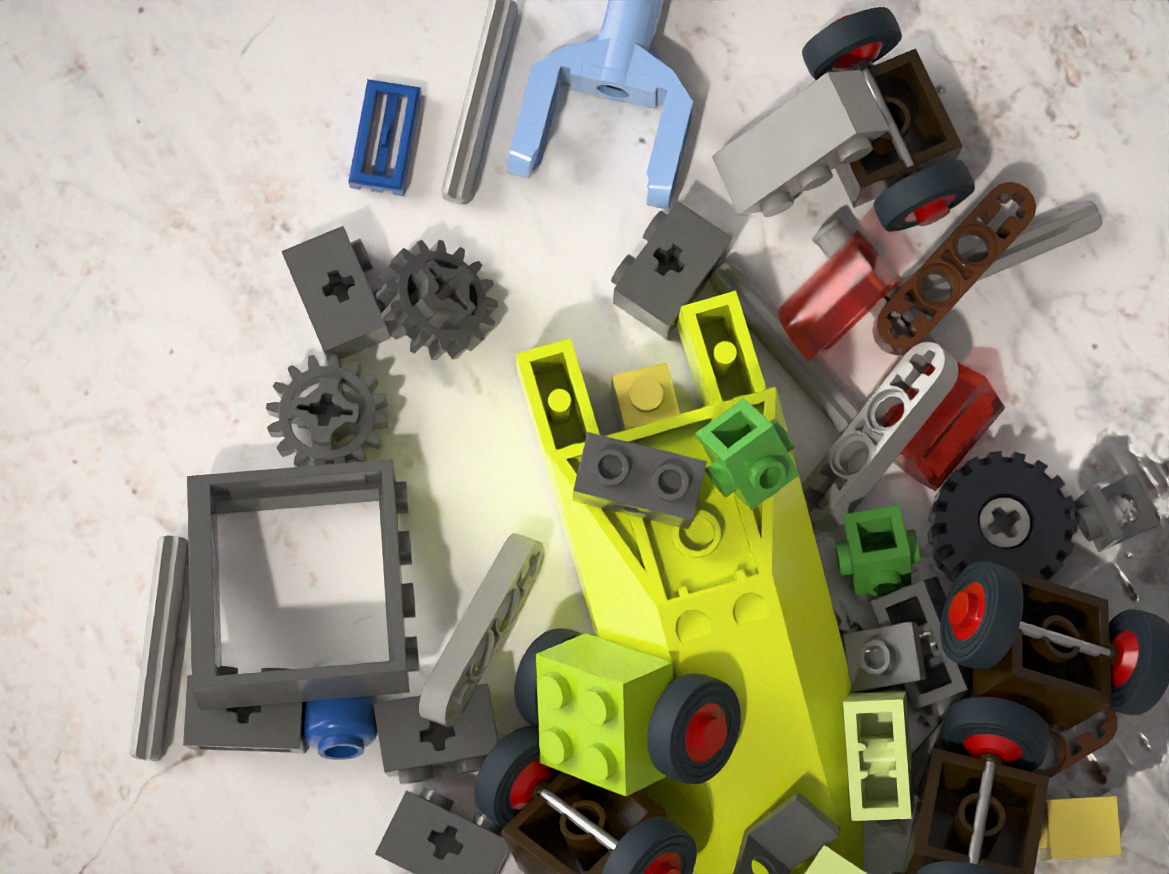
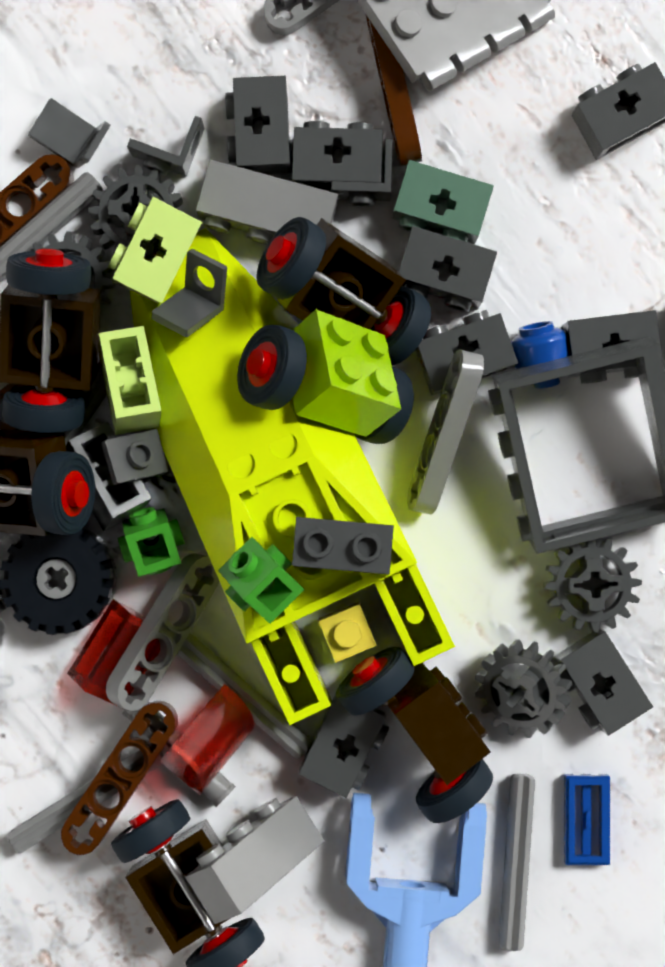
camera: 175 degrees right, 10 degrees up
(557, 274) = (436, 722): none -> brick

